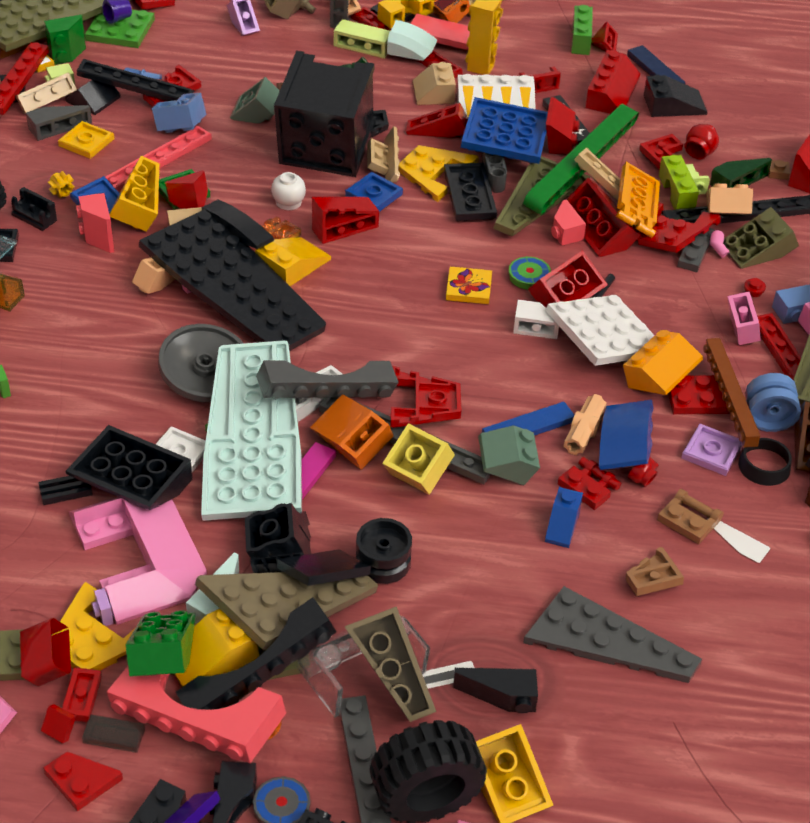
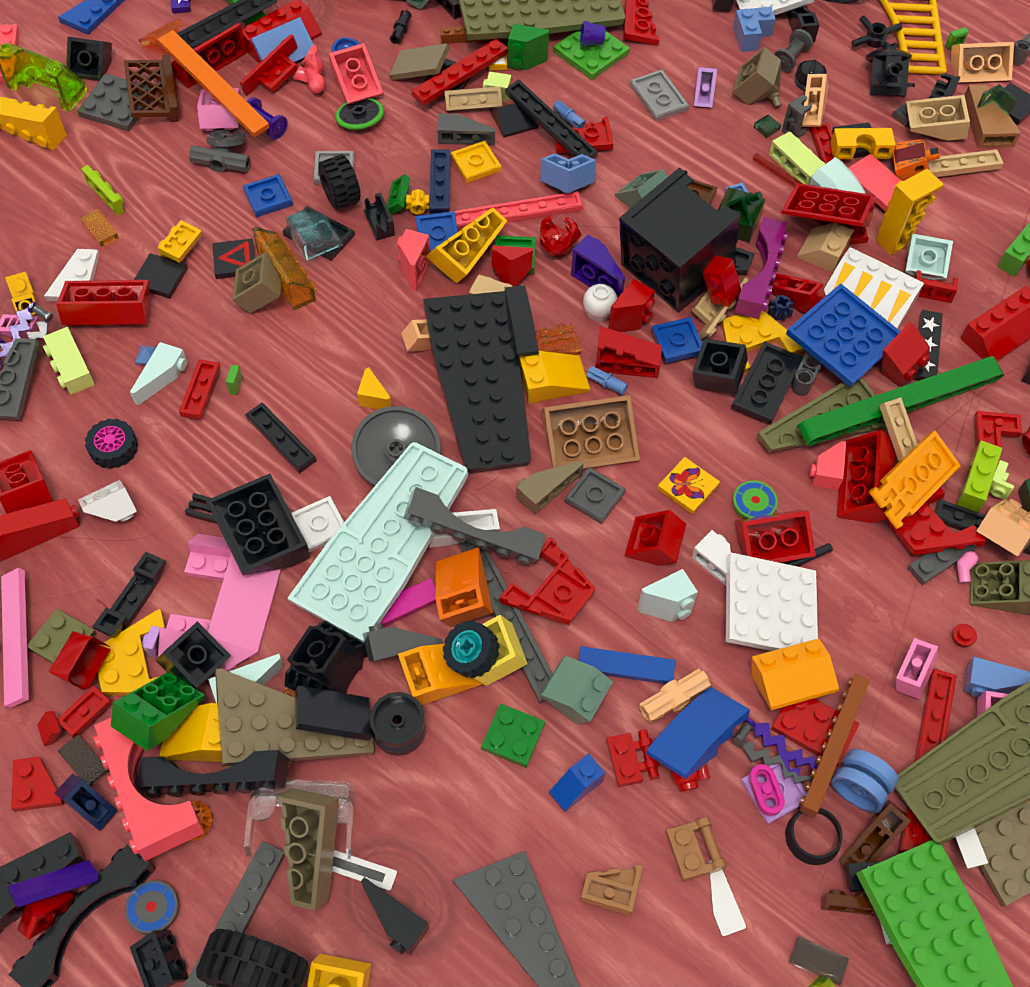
camera: 35 degrees right, 15 degrees up
(36, 182) = (398, 193): none -> green plate
(48, 581) = (133, 597): none -> black slope
(65, 161) = (439, 181): none -> dark blue plate
(83, 406) = (280, 437): none -> black tile
(144, 334) = (372, 393): none -> yellow slope
(146, 757) = (85, 801): none -> dark blue slope
(155, 590) = (193, 656): none -> black slope
(207, 37) = (659, 95): none -> light grey tile
(212, 162) = (556, 239): none -> red helmet
(264, 162) = (595, 265): none -> dark purple slope
(316, 26) = (767, 126): none -> clear green tile
(322, 177) = (632, 308): none -> red slope
(329, 493) = (391, 641): none -> dark grey slope
(341, 243) = (607, 380): none -> medium blue axle
(351, 53) = (776, 170): none -> clear red bar
(355, 334) = (546, 485): none -> dark tan slope
(359, 282) = (591, 432): none -> medium nougat slope
(380, 497) = (430, 676): none -> light orange slope
(382, 130) = (722, 281): none -> red brick
(400, 325) = (595, 495): none -> dark grey tile
(404, 460) = (471, 649): none -> black wheel
(412, 135) = (753, 292): none -> magenta arch
(420, 53) = (830, 205): none -> red slope
(427, 191) = (720, 366): none -> black brick
(436, 137) = (780, 307): none -> dark blue gear
(476, 328) = (656, 538): none -> red slope
(482, 516) = (513, 735): none -> green plate
(519, 59) = (929, 256): none -> light aqua slope
(526, 358) = (669, 597): none -> light aqua slope
(699, 422) = (783, 757): none -> piece
(709, 446) = (766, 791): none -> dark pink plate

